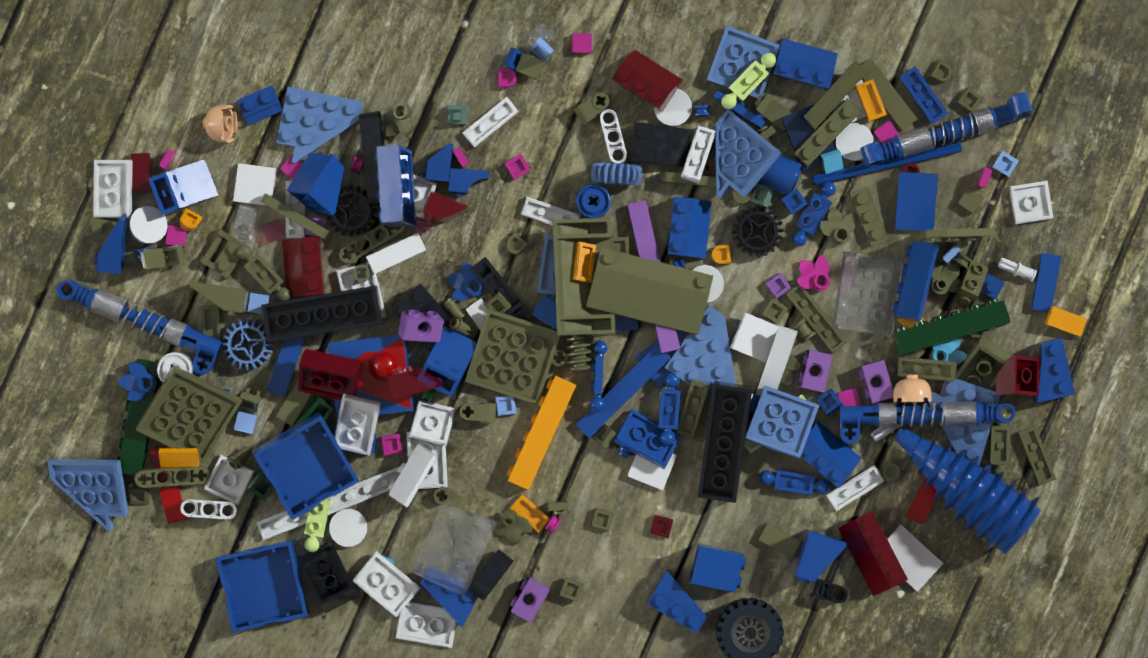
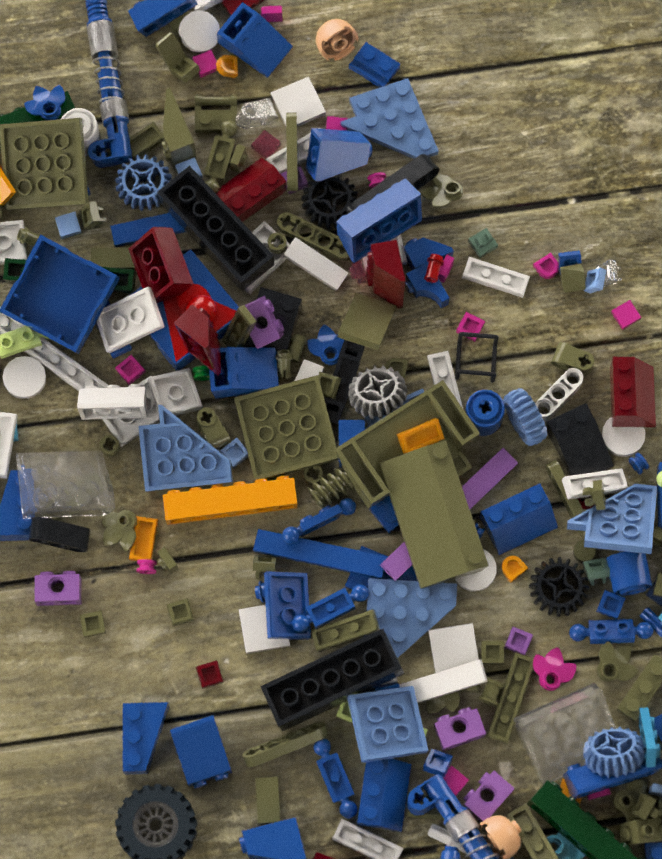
camera: 55 degrees right, 15 degrees down
(273, 258) = (239, 158): none -> olive plate
(417, 347) = (239, 328): none -> olive tile
(458, 168) = (434, 264): none -> red pin
(467, 244) = (366, 321): none -> olive tile
(485, 449) = (179, 456): none -> medium blue wing
(529, 255) = (388, 396): none -> light grey gear
(550, 201) = (458, 371): none -> black piece
(711, 161) = (598, 495): none -> olive tile
(748, 503) = (285, 744): none -> olive beam
(905, 273) = (614, 752): none -> medium blue gear
(909, 240) = (649, 737): none -> dark azure plate
(955, 275) = (645, 808): none -> olive tile

